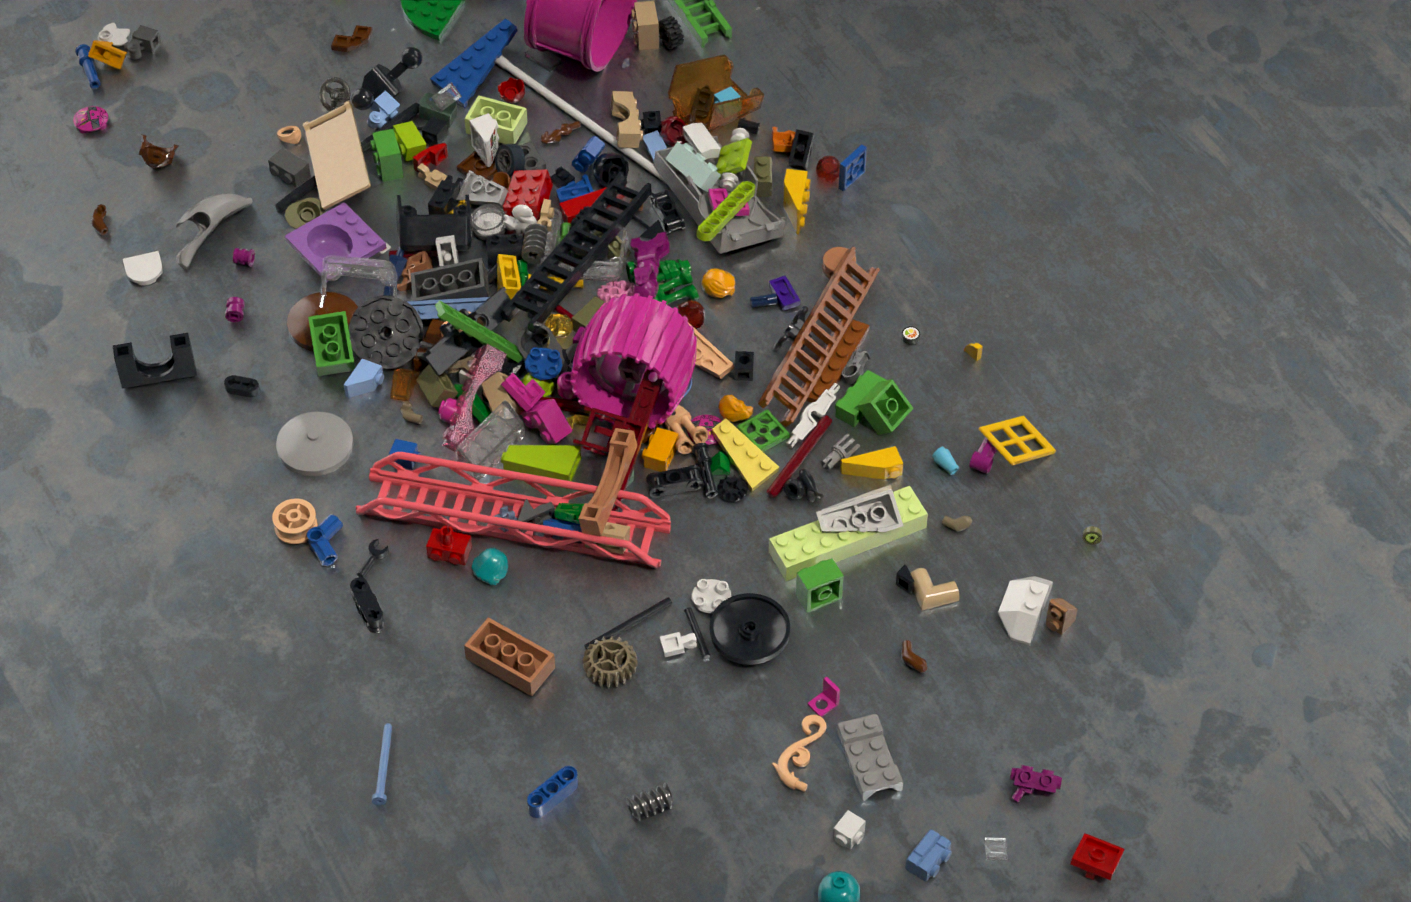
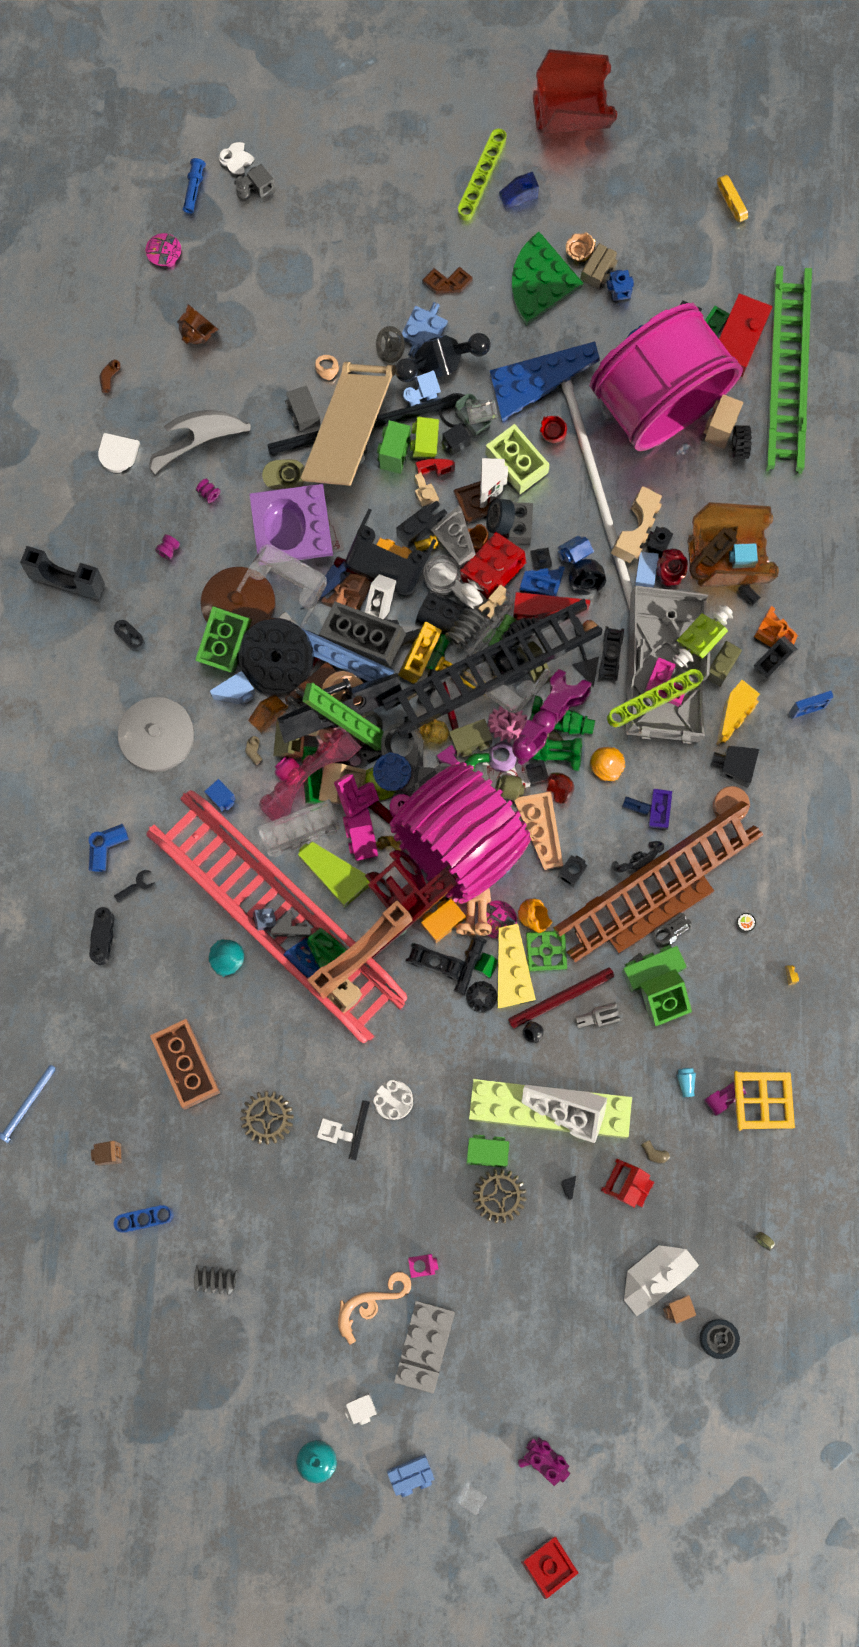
camera: 30 degrees right, 25 degrees up
(107, 54) = (213, 181): light orange slope -> none
(293, 520) = (84, 803): light nougat wheel -> none
(353, 72) = (423, 326): none -> medium blue plate
(449, 546) = (203, 916): red brick -> none
(485, 756) = (106, 1153): none -> medium nougat slope
(555, 136) = (563, 503): reddish brown animal -> none
(633, 621) = (307, 1085): black piece -> none
(693, 164) = (659, 624): light aqua brick -> none
(701, 140) = (685, 597): white piece -> none
(749, 628) = (401, 1158): black dish -> none
(807, 479) = (551, 1028): black piece -> none
(819, 409) = (609, 958): white piece -> none
(823, 234) = (737, 764): none -> black torso
(828, 168) = (791, 688): clear red hair -> none
(852, 621) = (502, 1213): none -> dark tan gear
(876, 464) = (625, 1051): yellow slope -> none
(912, 659) = (522, 1269): reddish brown arm -> none
(933, 596) = (582, 1215): tan brick -> none
(959, 550) = (634, 1188): none -> red piece
(1109, 630) = (709, 1342): none -> wheel

